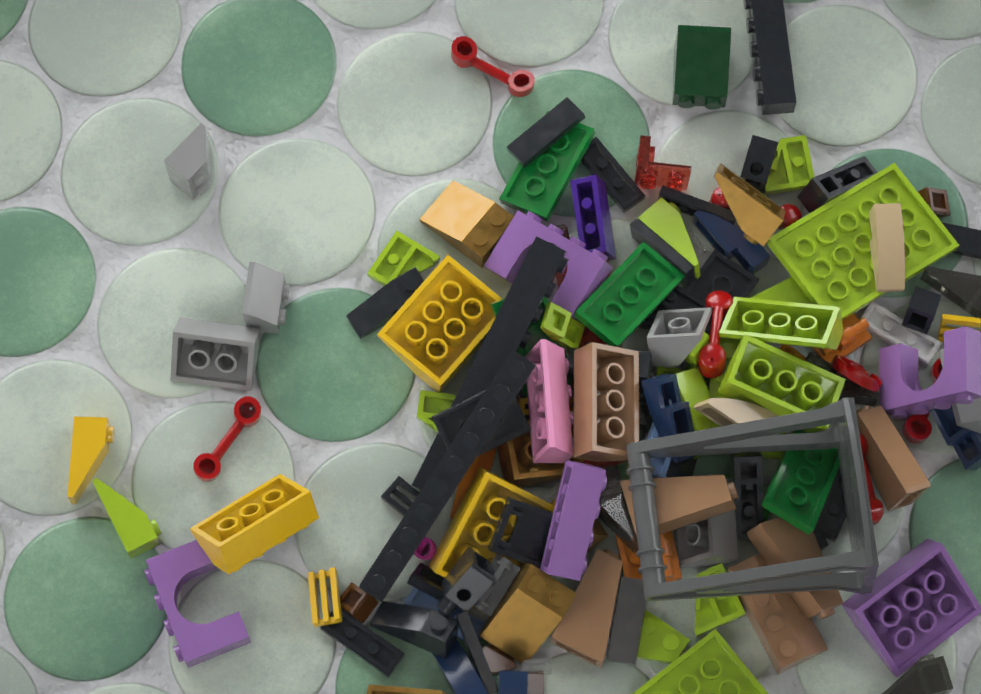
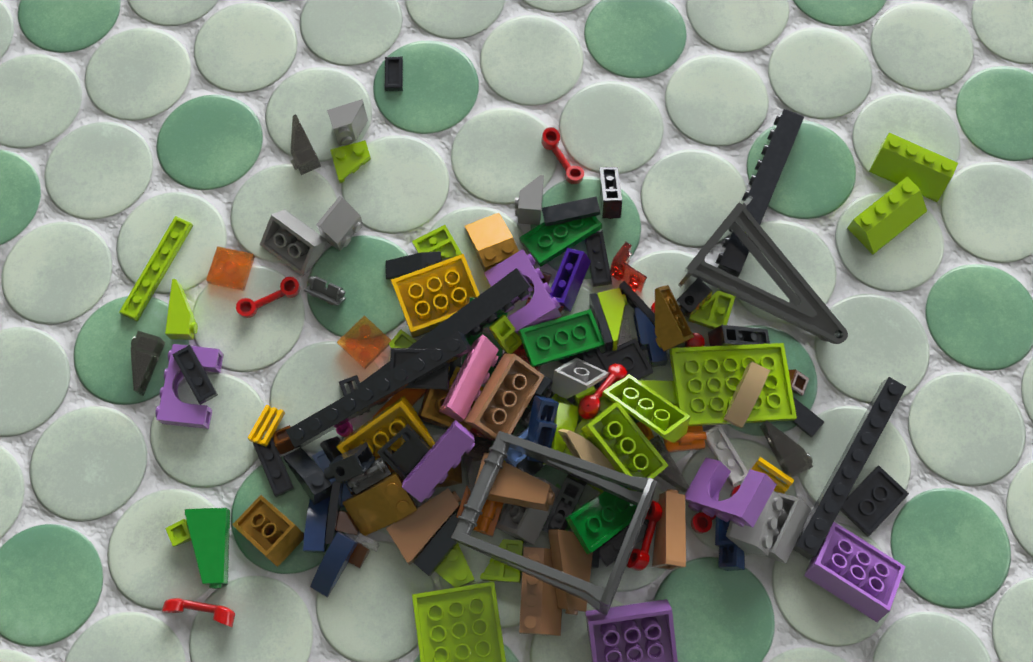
camera: 30 degrees right, 0 degrees up
(54, 480) = (156, 268): none -> lime tile
(88, 450) = (184, 260): yellow slope -> none
(113, 591) = (144, 358): none -> clear smoke slope
(152, 429) = (230, 268): none -> clear orange plate
(156, 232) = (301, 149): none -> clear smoke slope
(200, 581) = (195, 374): none -> black tile
(207, 68) = (394, 73): none -> black tile
(218, 209) = (349, 158): none -> lime wing
(255, 523) = (250, 357): yellow slope -> none
(283, 395) = (333, 294): none -> dark grey hinge
(383, 430) = (364, 342): none -> clear orange plate
(491, 147) = (529, 203): none -> light grey slope
(579, 83) = (610, 192): none -> black slope
(701, 66) = (692, 219): dark green slope -> none
(856, 373) = (680, 465): red tile -> none
(895, 102) = (804, 305): none -> dark grey piece
(921, 310) = (747, 447): black brick -> none

